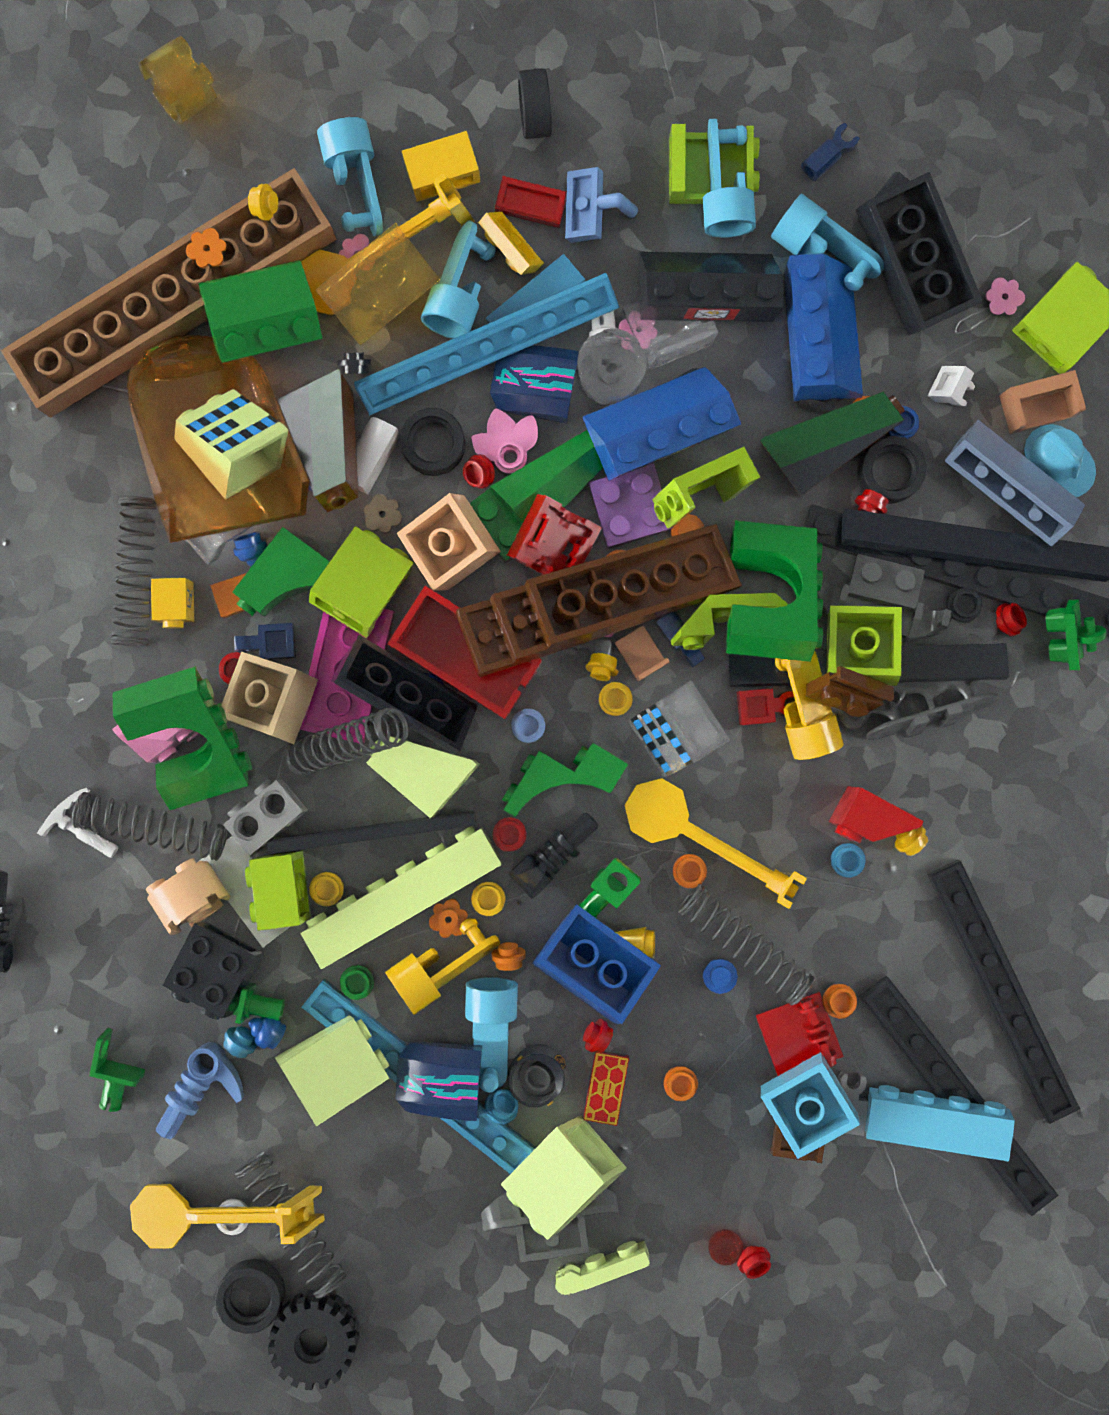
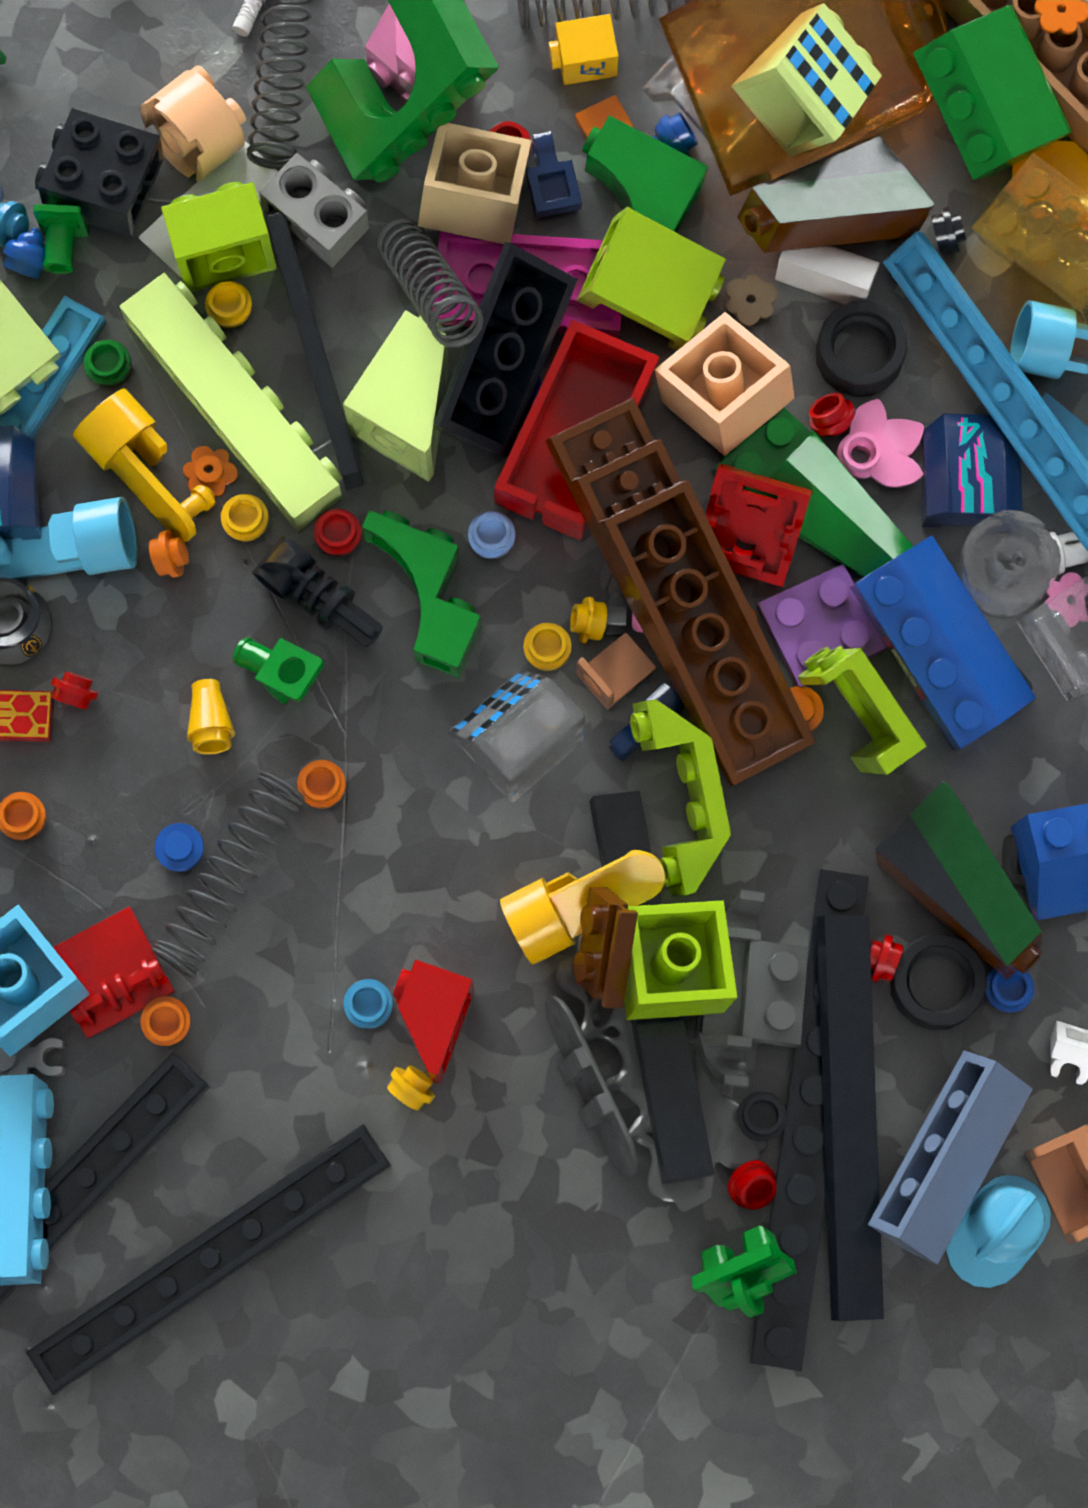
camera: 85 degrees right, 10 degrees down
(596, 965) = (173, 668): blue slope -> none
(661, 813) = (396, 732): yellow piece -> none
(760, 705) = (567, 842): red plate -> none
(783, 631) = (681, 850): green arch -> none

